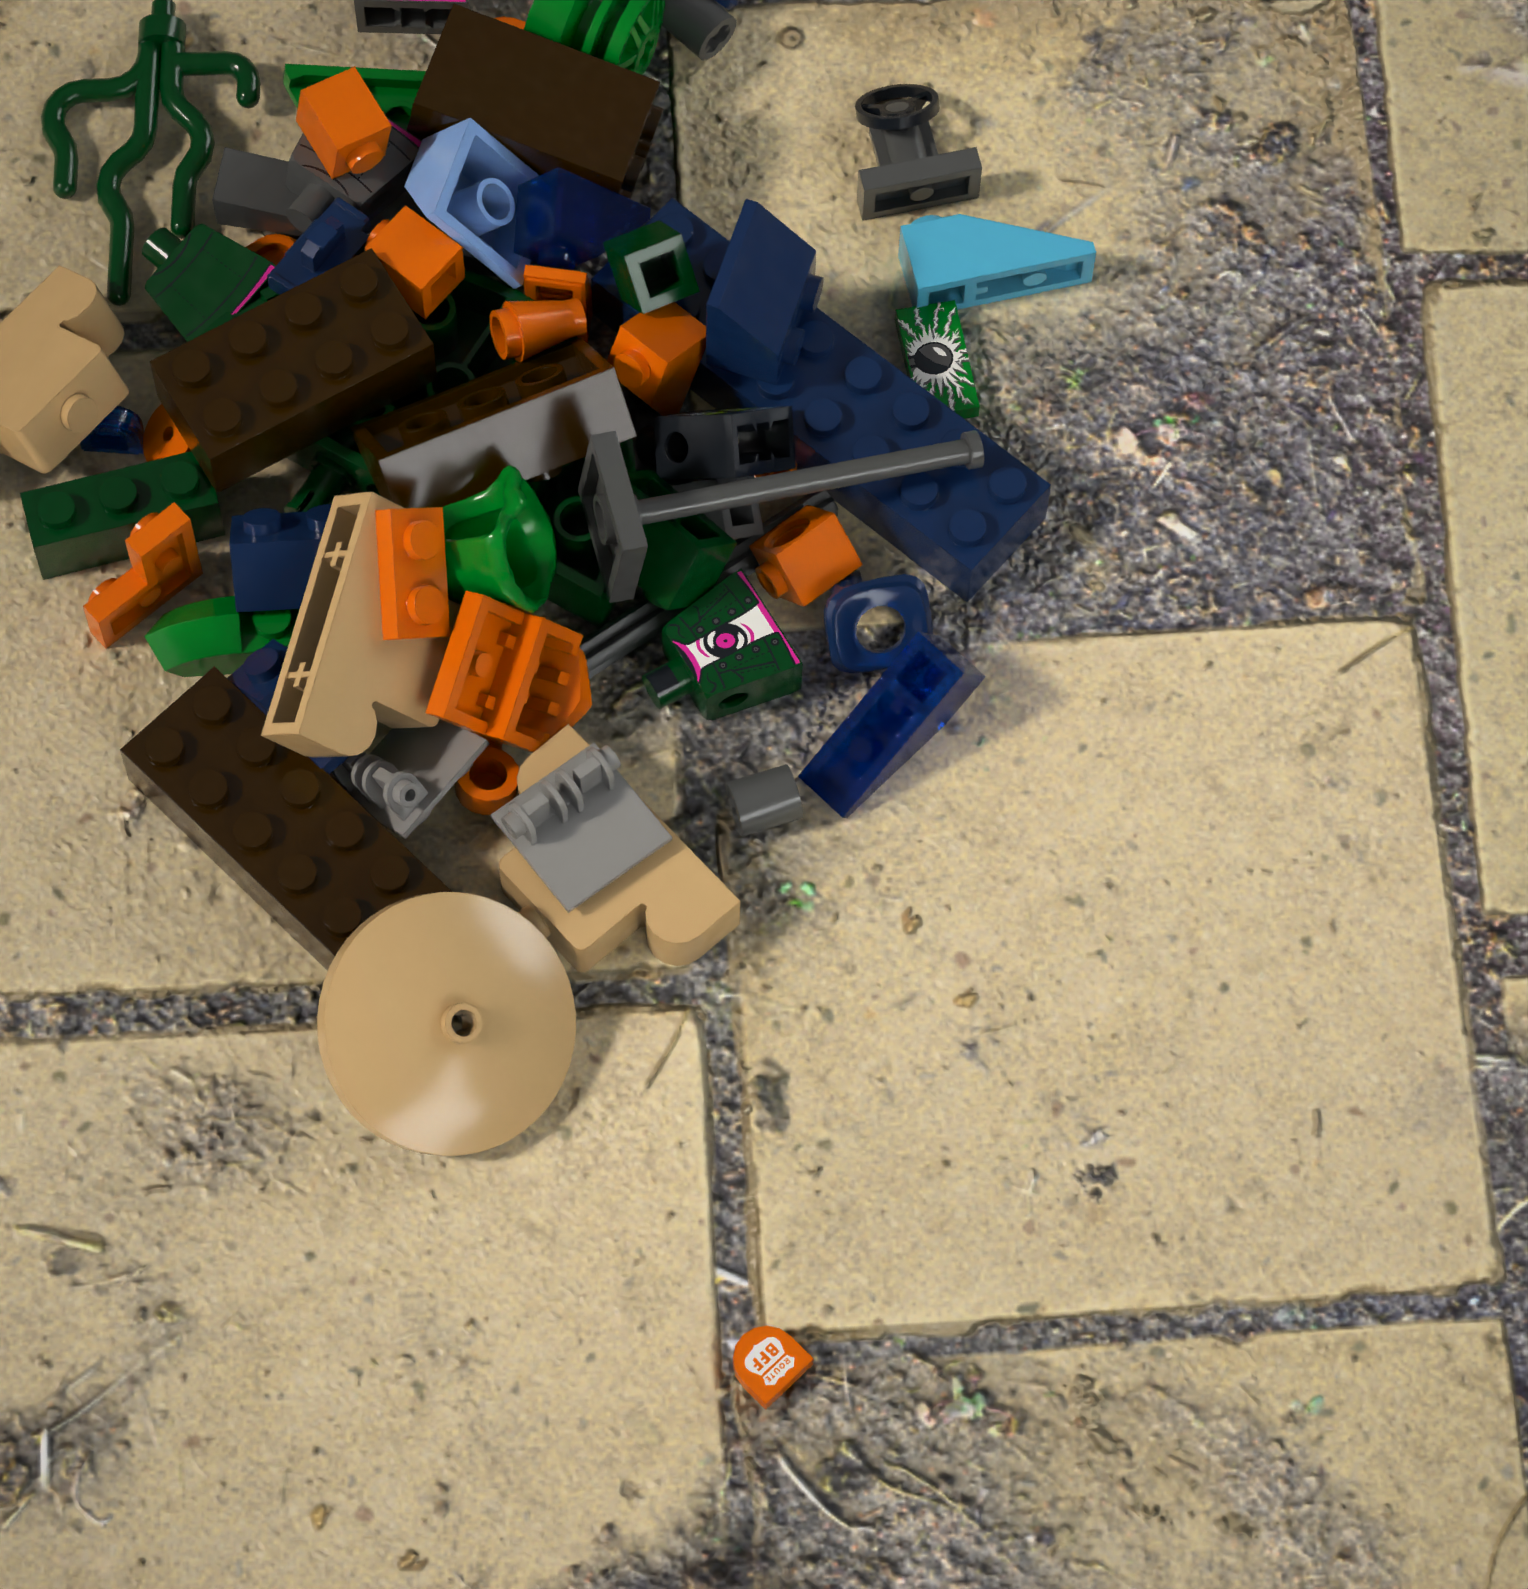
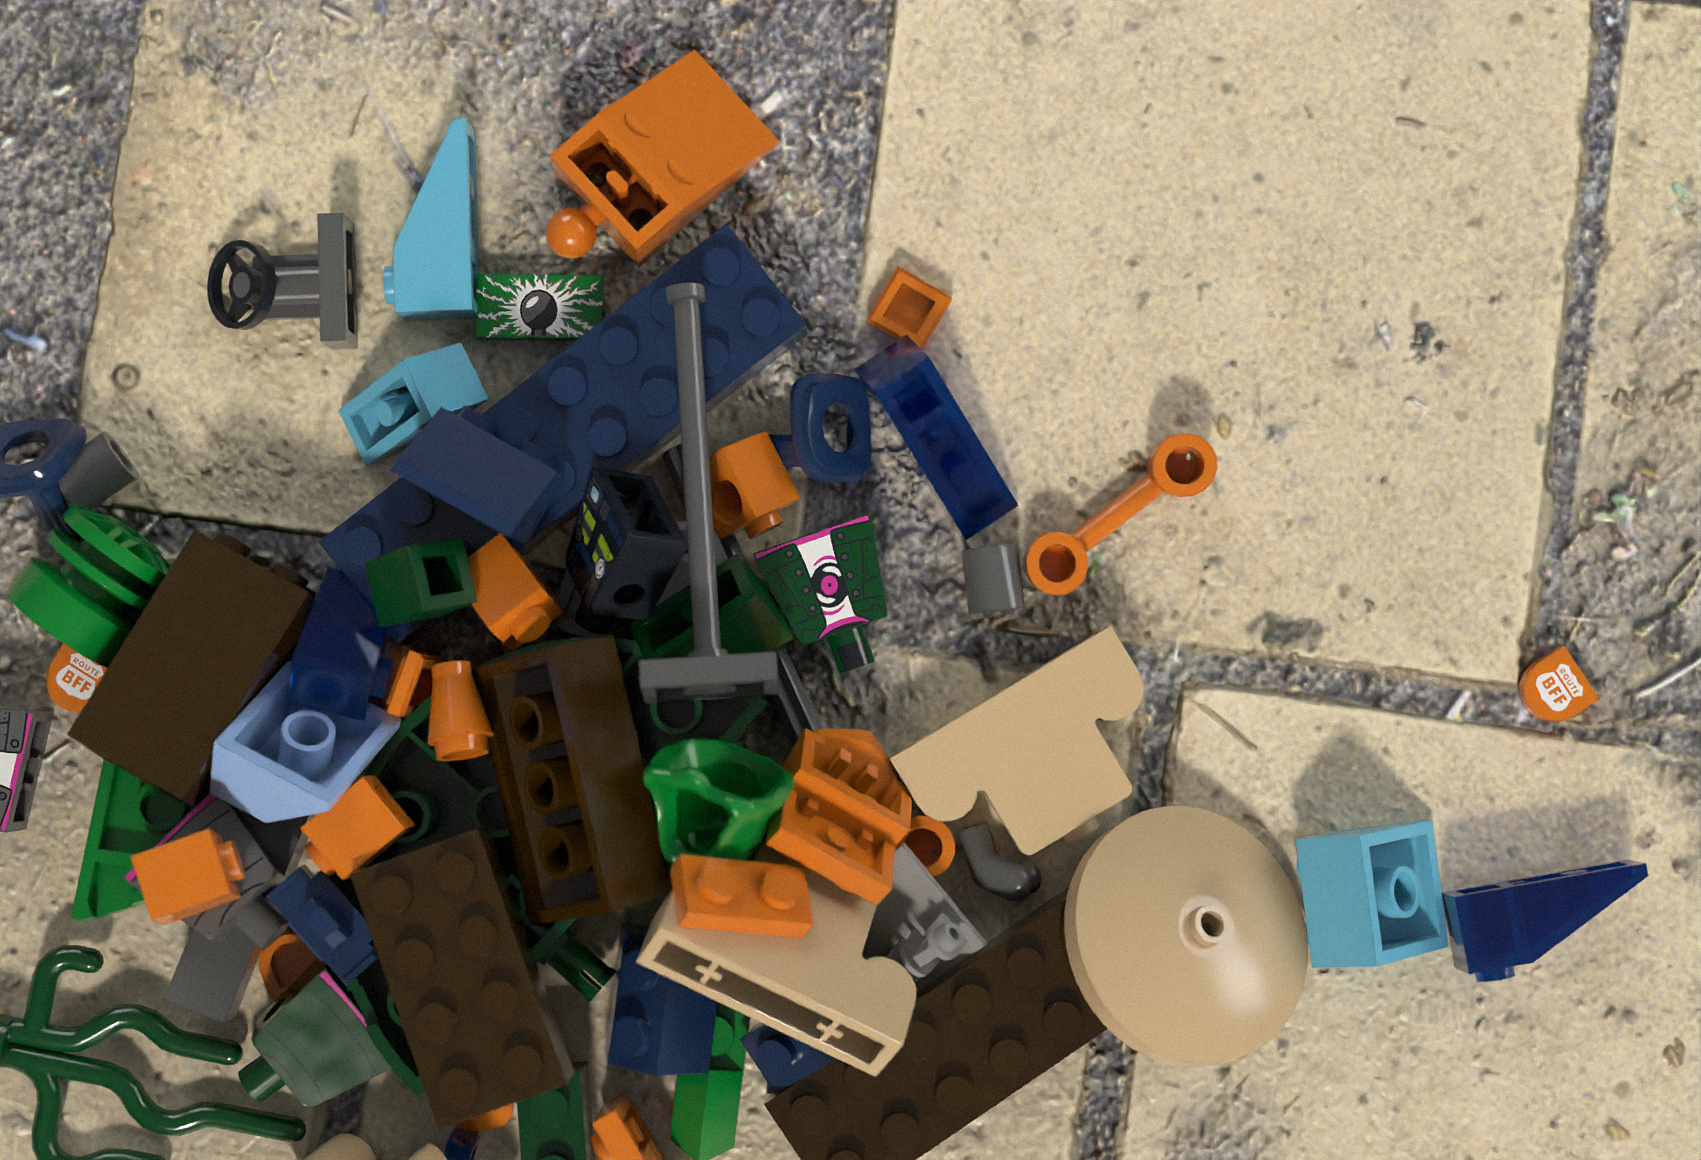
camera: 75 degrees left, 20 degrees up
(475, 860) = (994, 872): none -> dark grey arm
(523, 1213) = (1371, 894): none -> medium azure slope
(526, 1367) = (1526, 917): none -> clear blue slope
(581, 826) = (1010, 768): light grey hinge -> none
(795, 860) = (1059, 560): none -> orange piece
(843, 263) = (407, 397): none -> medium azure slope
(1011, 684) = (908, 308): none -> orange tile
(1112, 445) = (666, 157): none -> orange slope

